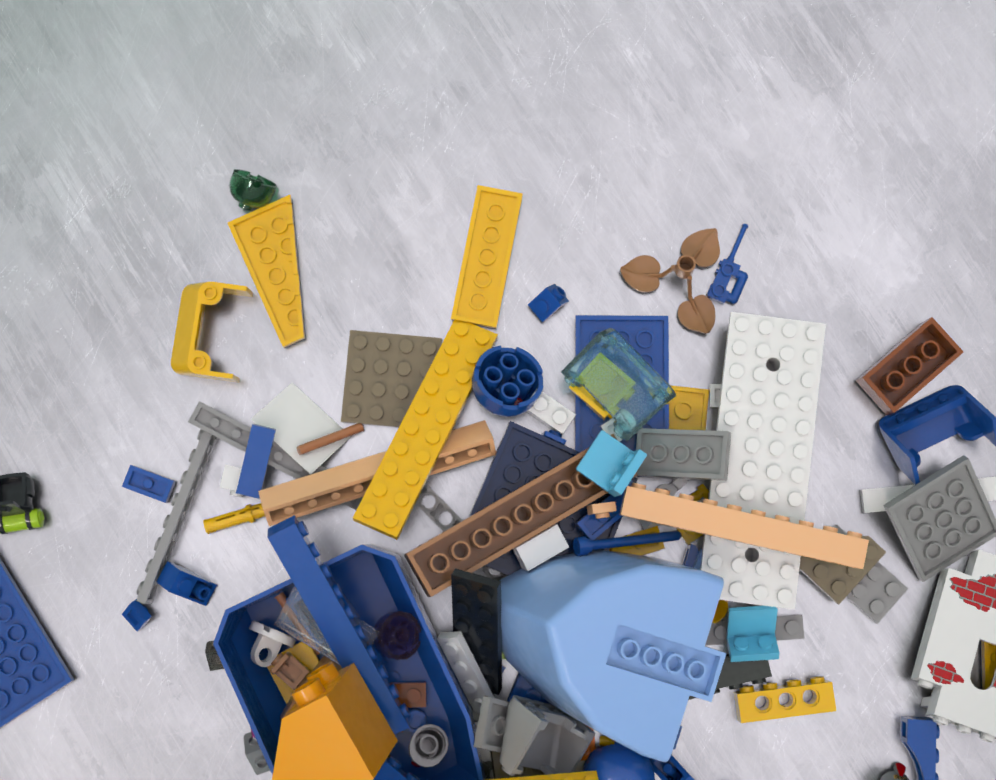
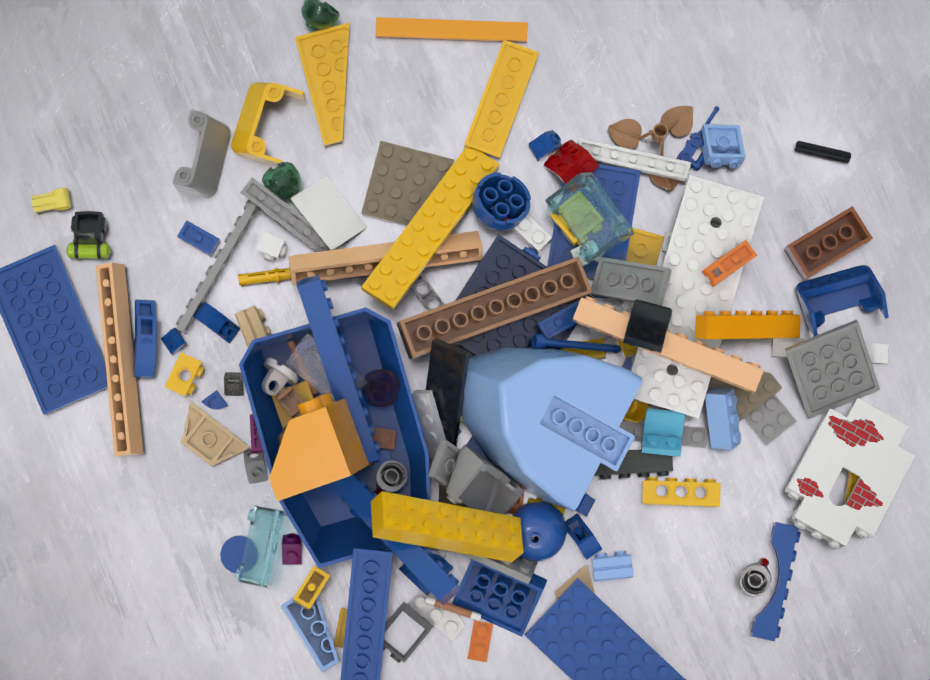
camera: 10 degrees right, 0 degrees up
(73, 651) = (119, 359): none -> light nougat brick
(100, 618) = (144, 338): none -> blue slope
(144, 384) = (209, 157): none -> light grey windscreen
(146, 665) = (184, 363): none -> yellow brick
(198, 727) = (209, 438): none -> tan wing
(200, 680) = (215, 401): none -> blue tile
(231, 581) = (251, 324): none -> tan brick
(239, 398) = (283, 180): none -> clear green cylinder
(255, 460) = (289, 232): blue tile -> none
(330, 438) = (350, 225): nougat bar -> none
(413, 183) = (451, 29): none -> light orange tile
(540, 548) = (505, 336): white hinge -> none
(583, 319) = (570, 161): none -> red bracket
(601, 510) = (559, 315): light nougat plate -> none
(610, 464) = (571, 278): medium azure bracket -> none
(656, 304) = (637, 160): none -> white tile
(717, 510) = (647, 325): none -> black bracket
(761, 269) = (722, 145): none -> light blue plate
(801, 412) = (730, 263): none -> orange plate
(822, 602) = (722, 418): none -> light blue brick
(833, 485) = (747, 325): none -> light orange brick
(880, 257) = (823, 151): none -> black axle

